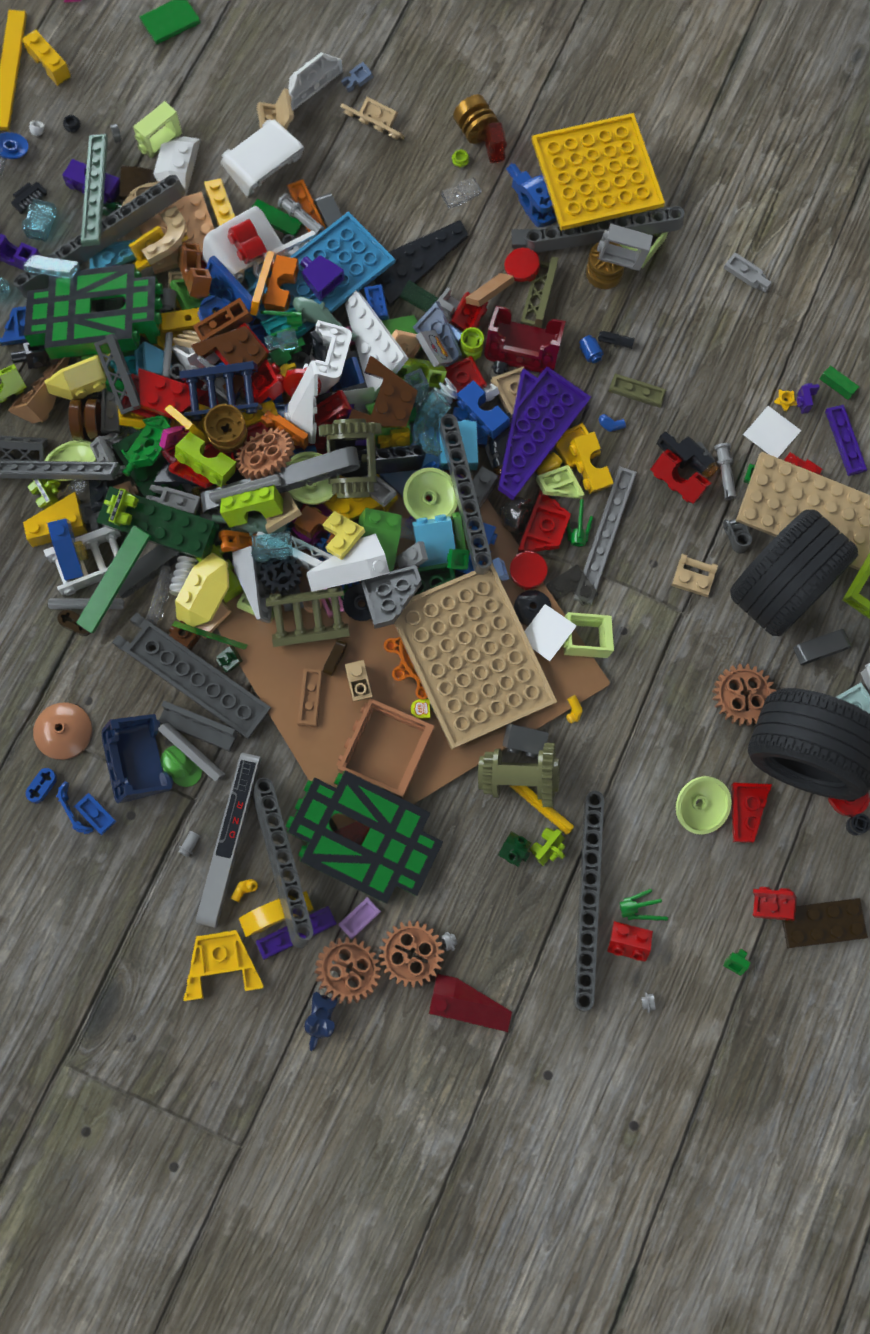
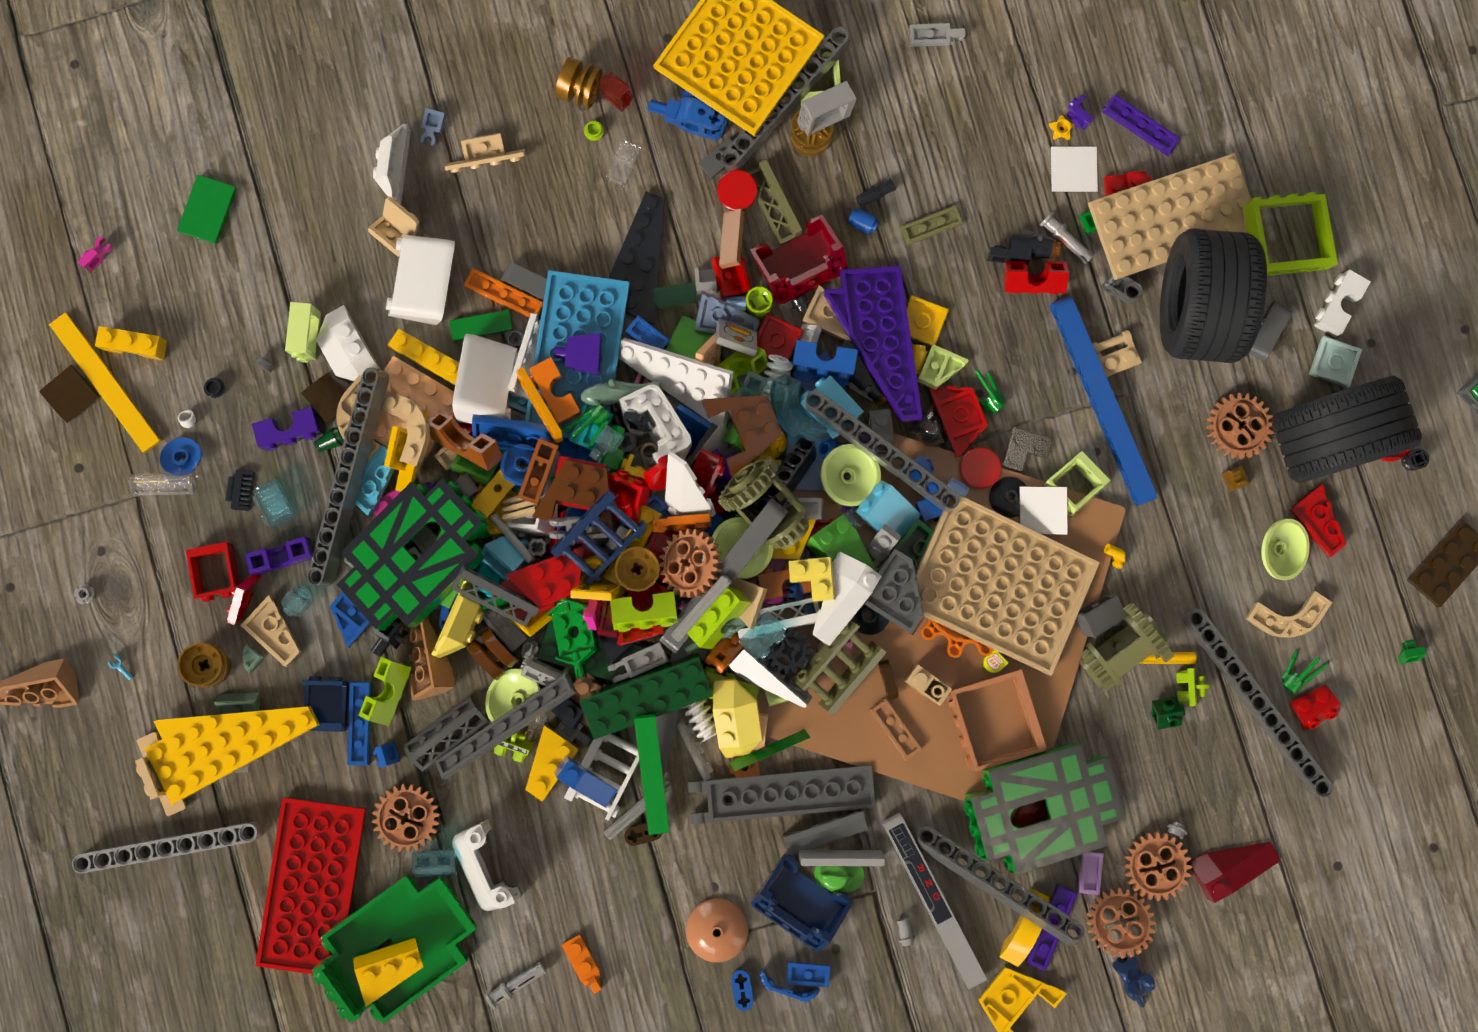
camera: 40 degrees left, 10 degrees up
(51, 266) = (336, 544): clear light blue tile -> none
(81, 550) = (599, 771): clear yellow tile -> none
(94, 190) = (303, 438): sand green tile -> none
(118, 505) = (614, 721): lime hips -> none
(229, 659) = (800, 754): dark green tile -> none
(244, 887) = (979, 927): yellow arm -> none
(247, 241) = (492, 378): red brick -> none
(295, 210) = (494, 305): light grey pin -> none
(458, 530) = (899, 485): bright green tile -> none
(458, 559) = (923, 513): green tile -> none
(594, 478) = (937, 321): yellow arch -> none
(608, 527) = (1009, 370): light grey tile -> none
(611, 425) = (935, 277): blue arm -> none
(648, 1002) = (1369, 744): light grey plate -> none
(657, 599) = (1103, 401): none -> blue beam
(663, 867) = (1292, 626): none -> tan plate
(709, 730) = (1235, 479): none -> pearl gold tile
(774, 904) = (1405, 583): red bracket -> none
(839, 382) = (1094, 75): green slope -> none

